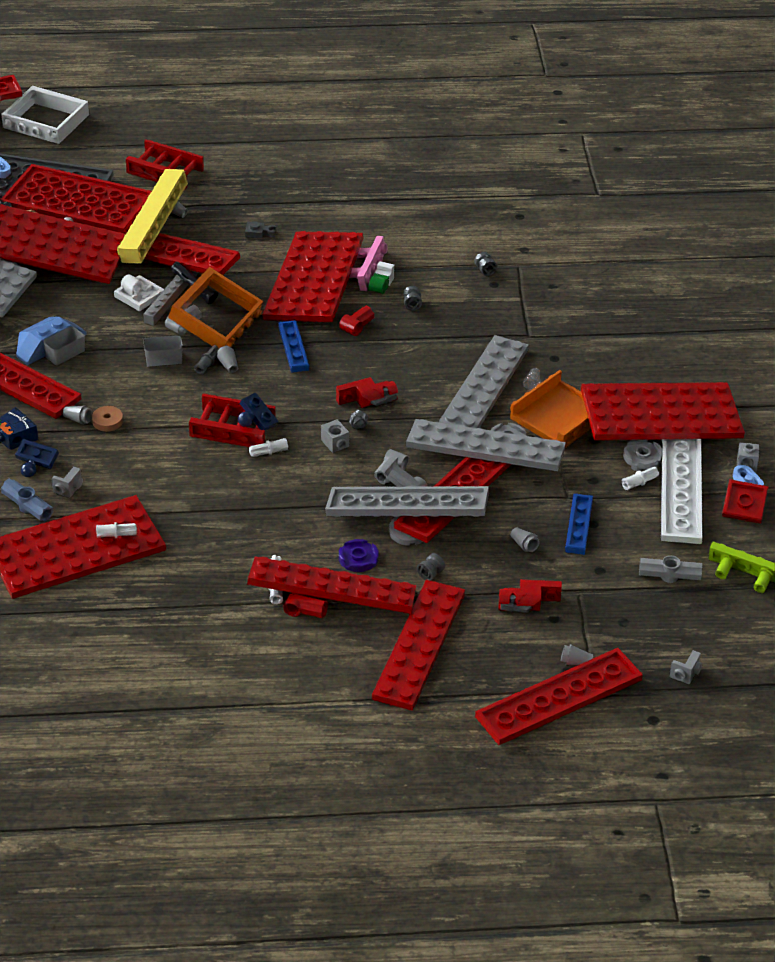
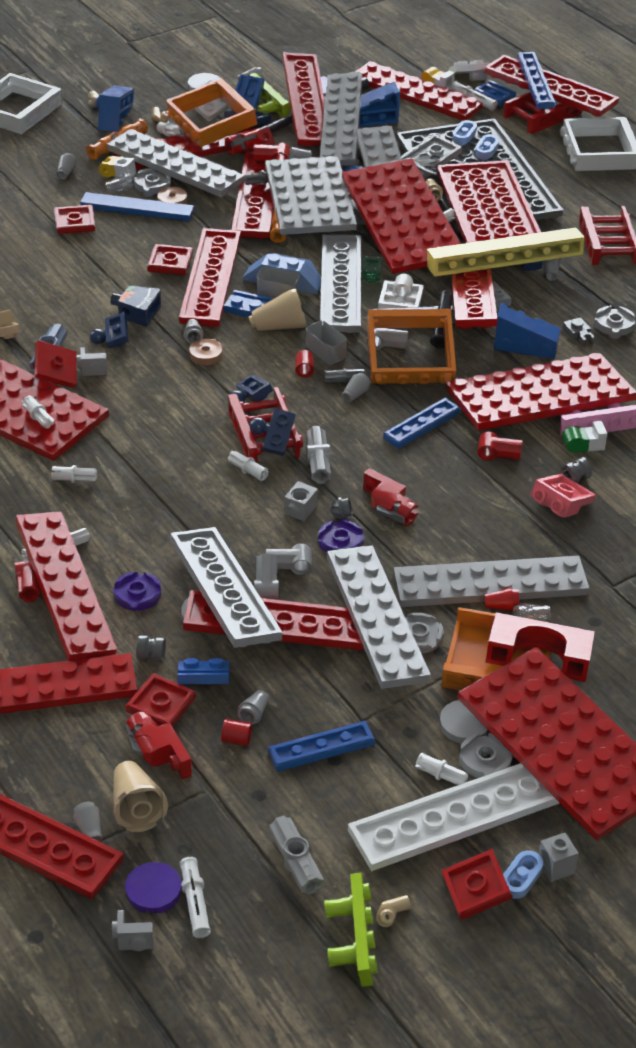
camera: 60 degrees right, 0 degrees up
(58, 500) = (55, 364): none -> red plate
(69, 372) = (244, 303): none -> blue plate
(90, 292) = (371, 269): none -> clear green bracket
(90, 314) = (341, 282): none -> plate
(108, 356) = (279, 313): none -> tan cone
(176, 372) = (304, 363): none -> red beam
(185, 408) = (252, 387): none -> dark blue plate
(200, 540) = (74, 474): none -> white axle
(253, 252) = (524, 334): none -> blue wedge
(266, 209) = (614, 321): none -> light grey plate
(291, 407) = (318, 455): none -> light grey piece
(384, 434) = (340, 535): none -> dark purple tile
(432, 315) = (561, 495): none -> coral plate
(474, 550) = (203, 672): none -> blue plate
(484, 581) = (162, 700): none -> red plate
(511, 384) = (503, 599): none -> red cone
(542, 555) = (236, 732): none -> red beam
(559, 390) = (569, 643): none -> red arch
(570, 621) = (136, 798): none -> tan cone
(604, 452) = (459, 723): none -> light grey tile
(651, 647) = (153, 887): none -> dark purple tile
(677, 630) = (199, 922): none -> white pin
(736, 544) = (389, 909): none -> tan arm

